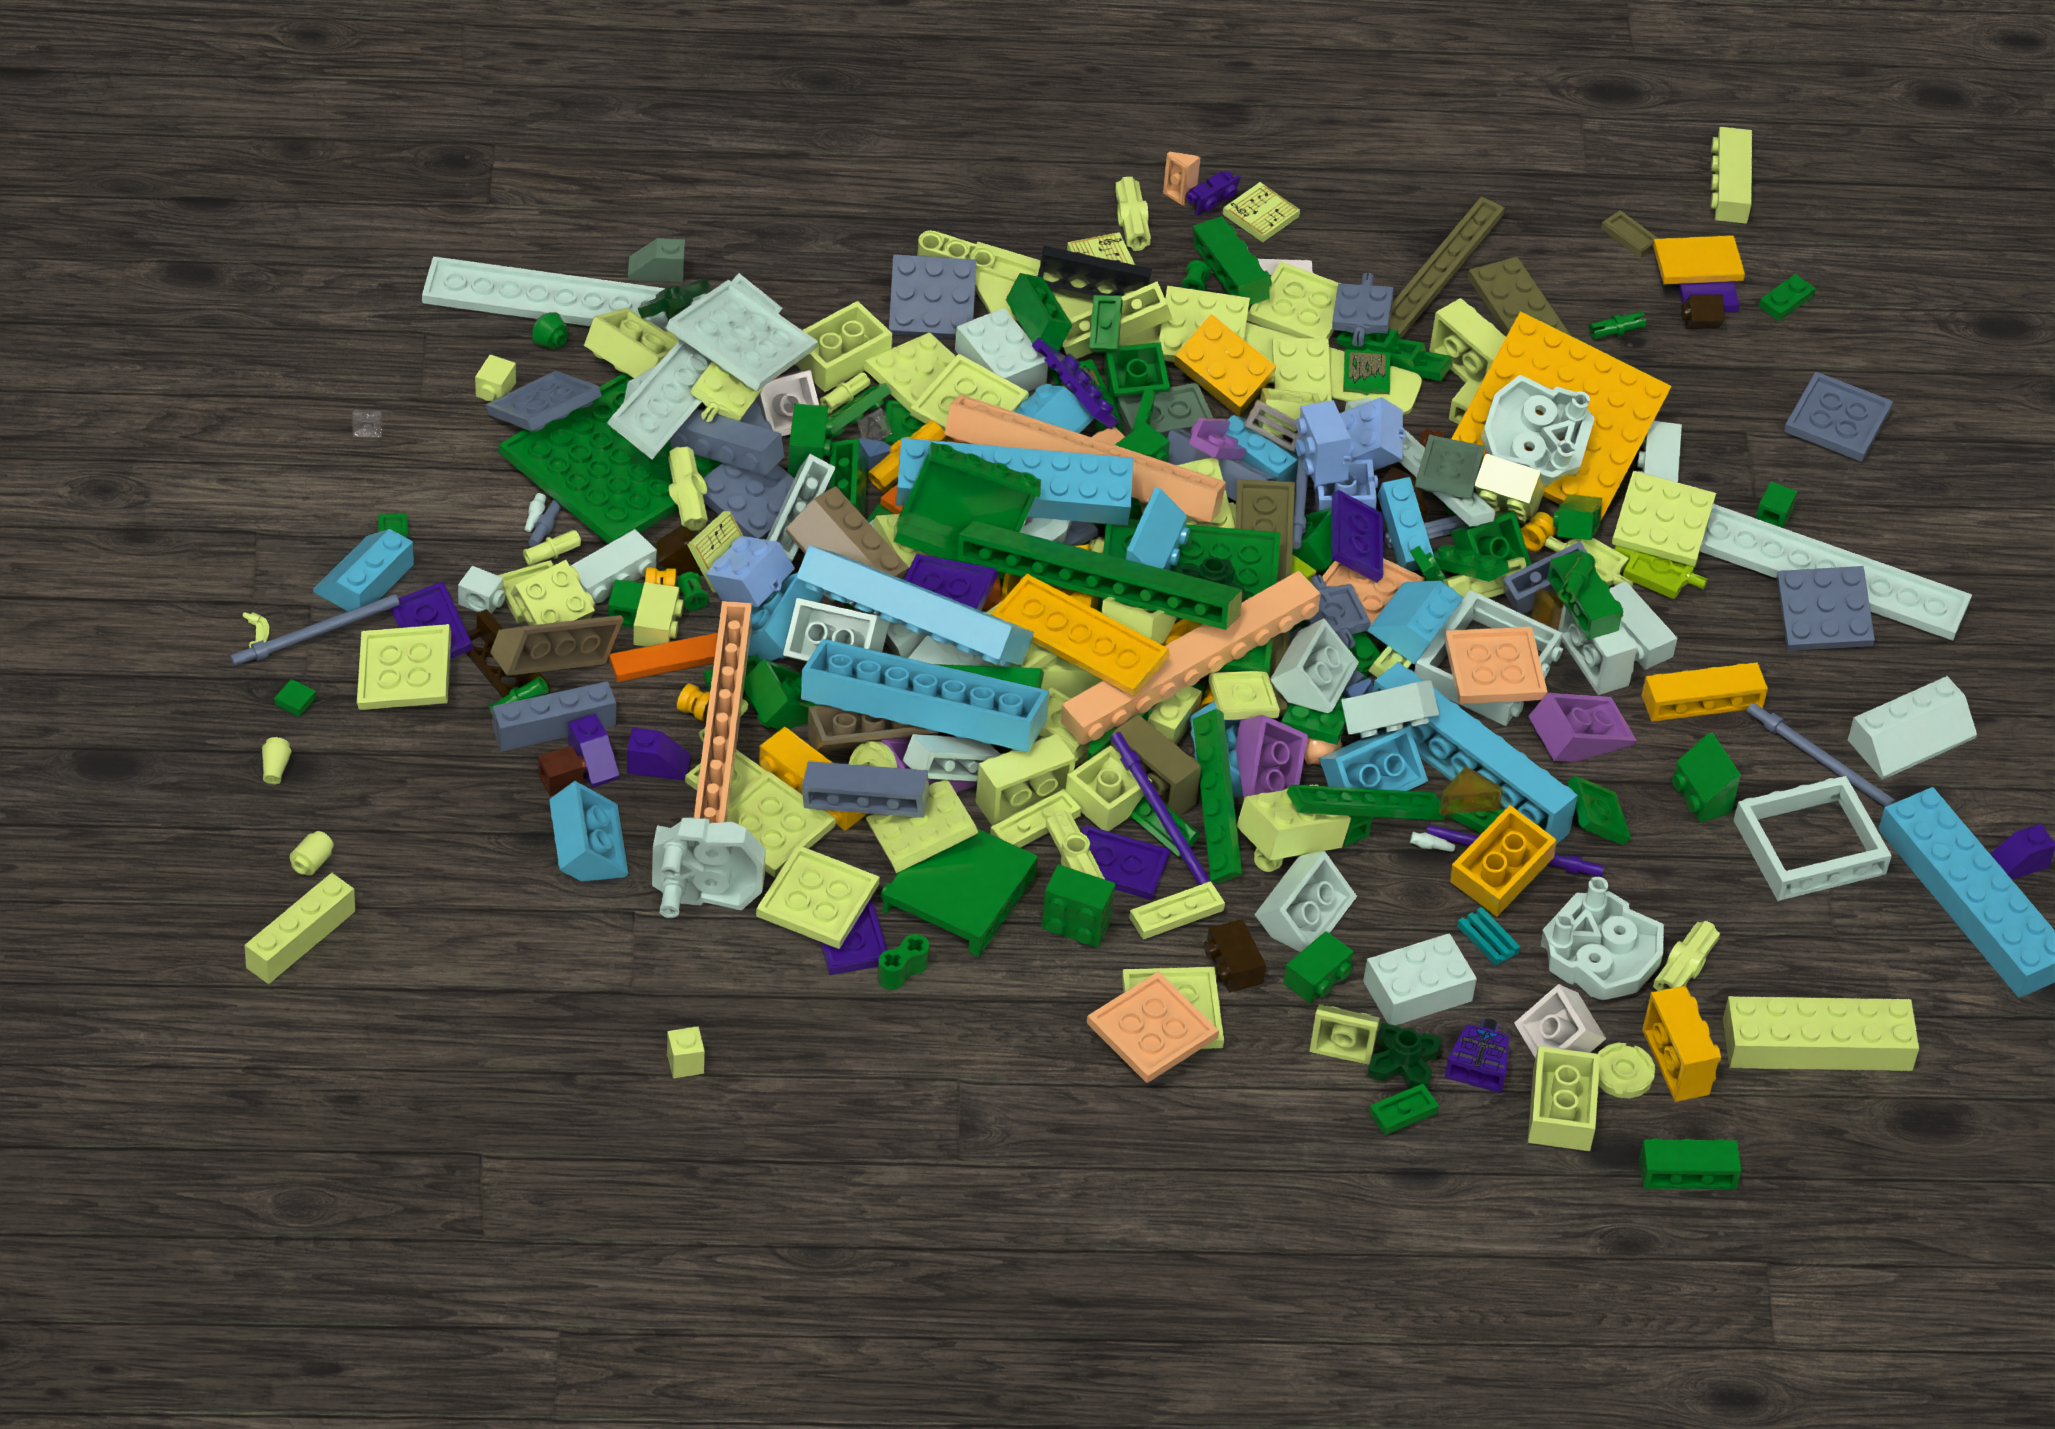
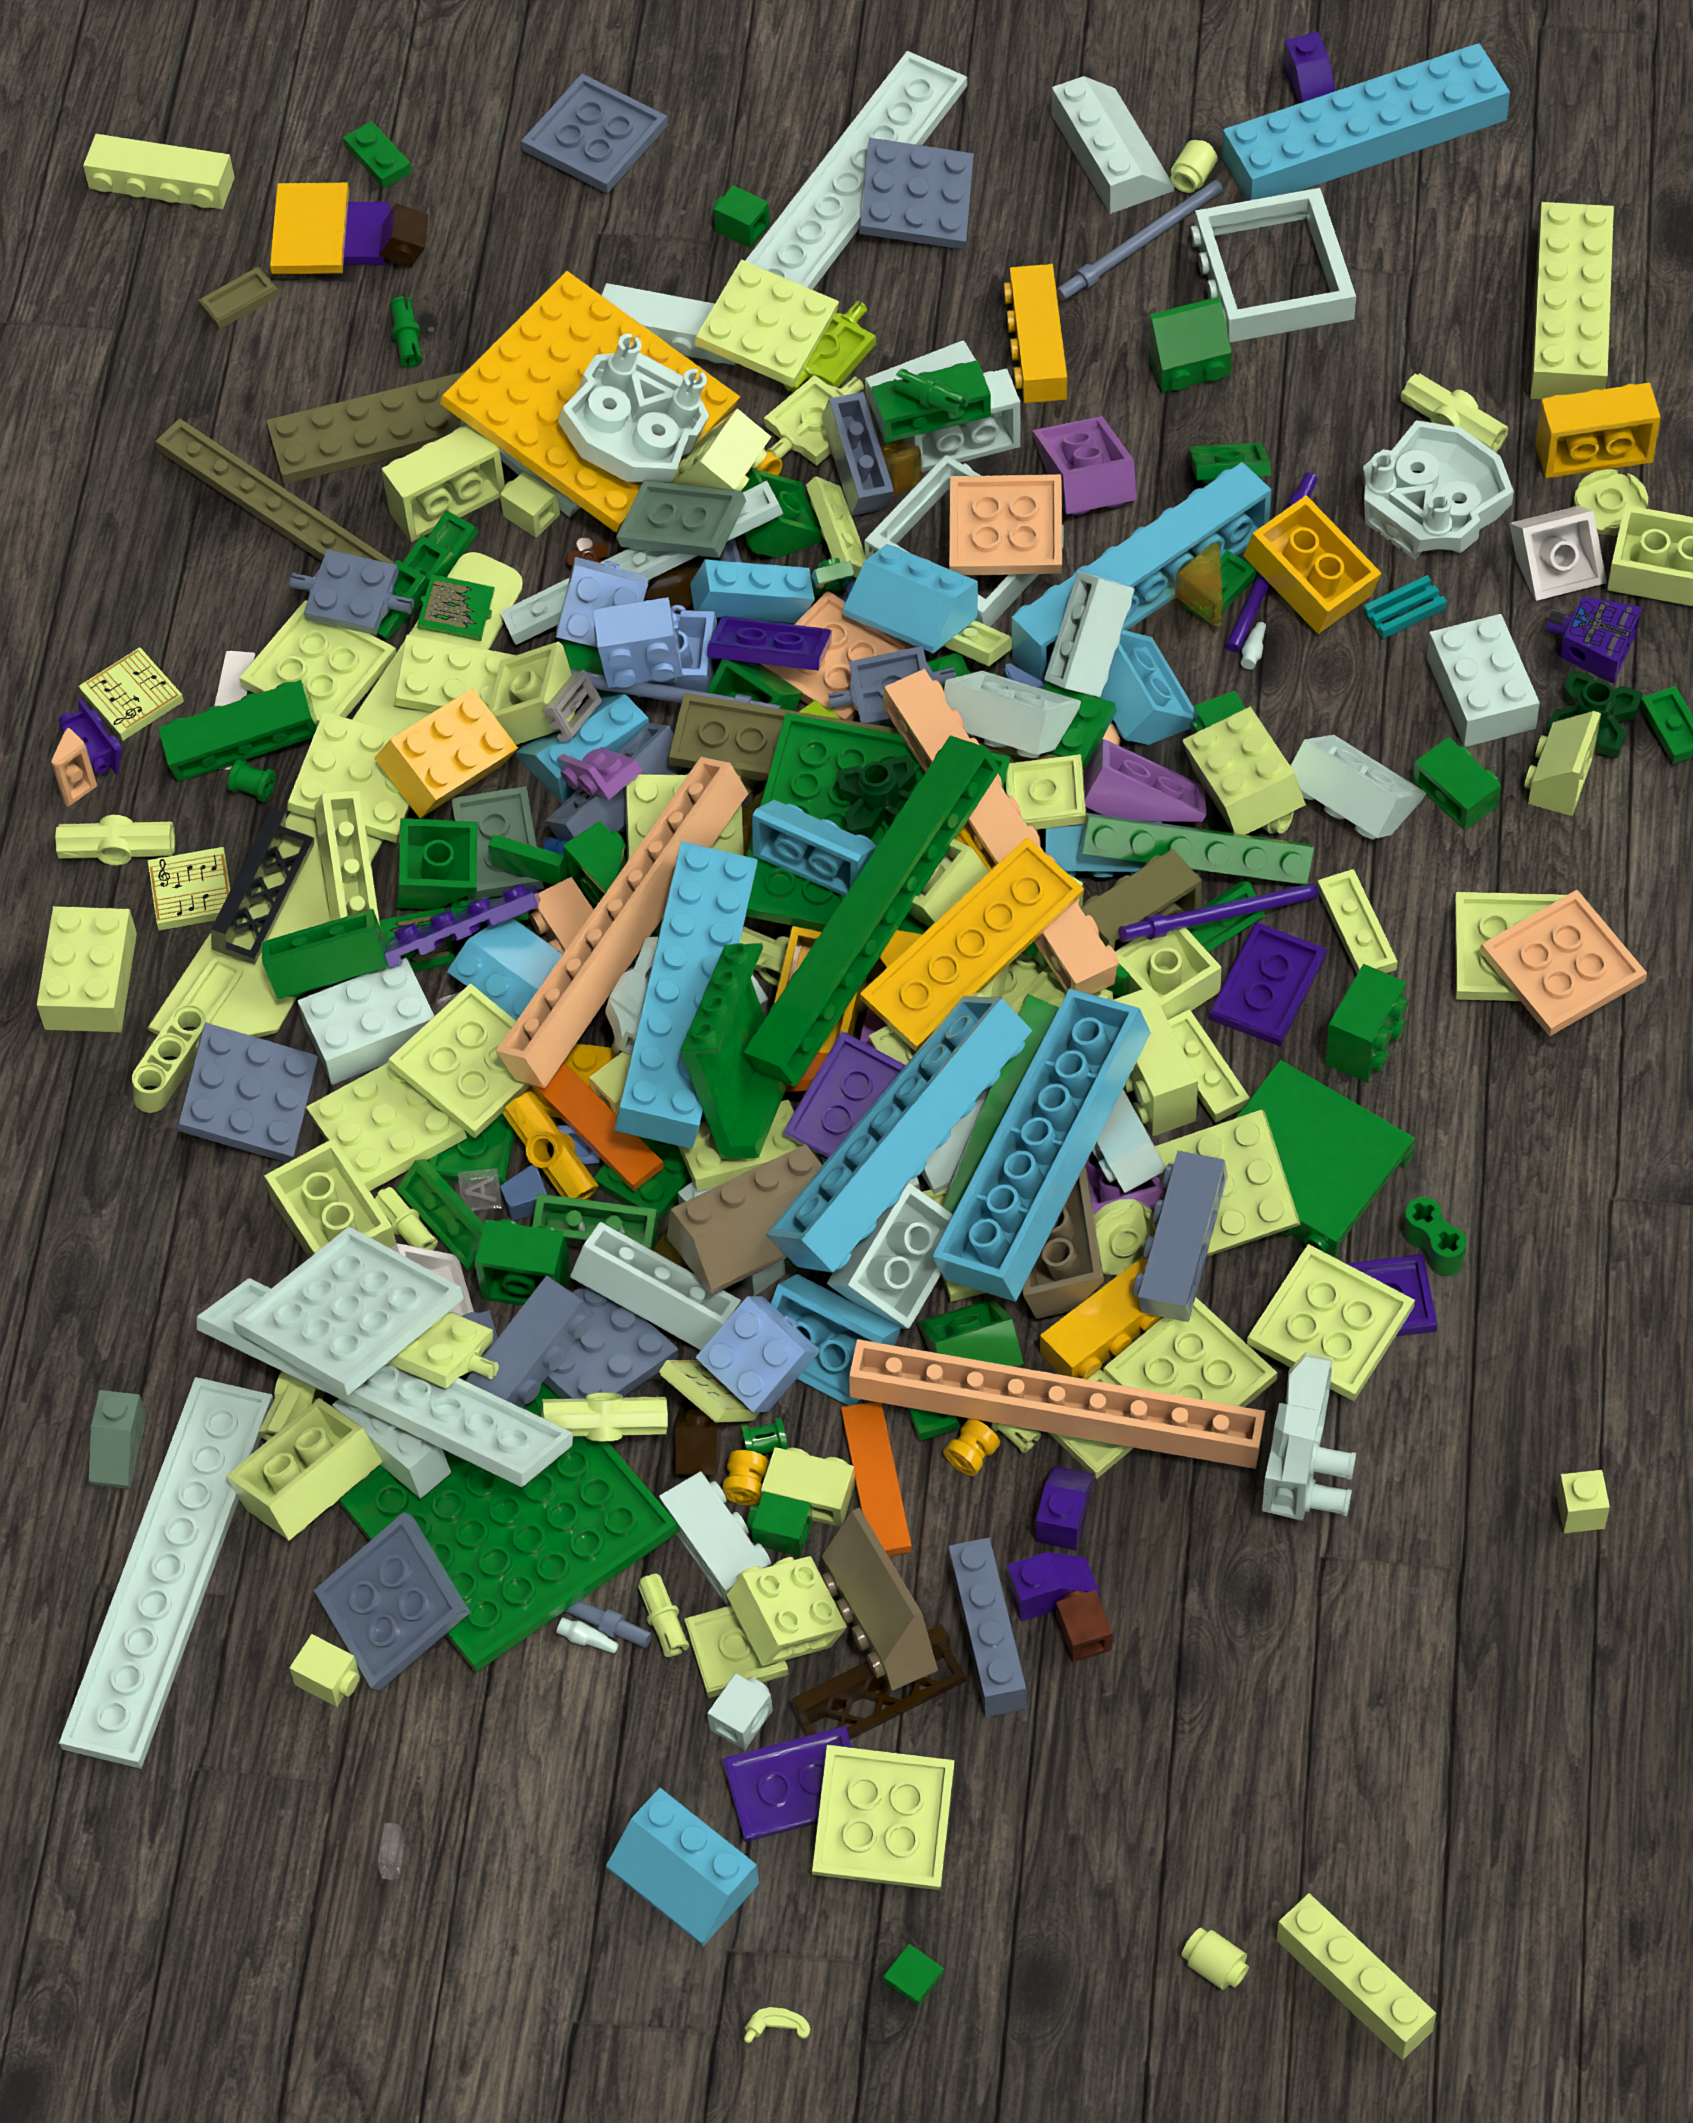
camera: 75 degrees left, 10 degrees up
(261, 650) = (820, 2016): sand blue bar -> none
(275, 758) = (1036, 2003): yellowish green cone -> none
(395, 522) = (592, 1829): green tile -> none
(532, 689) = (959, 1667): green pin -> none
(550, 331) = (239, 1589): green cone -> none
(588, 834) = (1202, 1600): medium azure slope -> none
(674, 299) = (235, 1406): dark green plant -> none
(1021, 208) = (87, 969): none -> yellowish green brick
(1072, 844) = (1295, 1014): yellowish green piece -> none
(1106, 323) = (374, 870): green plate -> none
(1235, 956) = (1435, 868): dark brown brick -> none
(1365, 802) = (1224, 688): green tile -> none
(1470, 563) = (823, 531): green plate -> none
(1578, 517) = (764, 402): green brick -> none
(1902, 781) = (1193, 166): none -> yellowish green brick

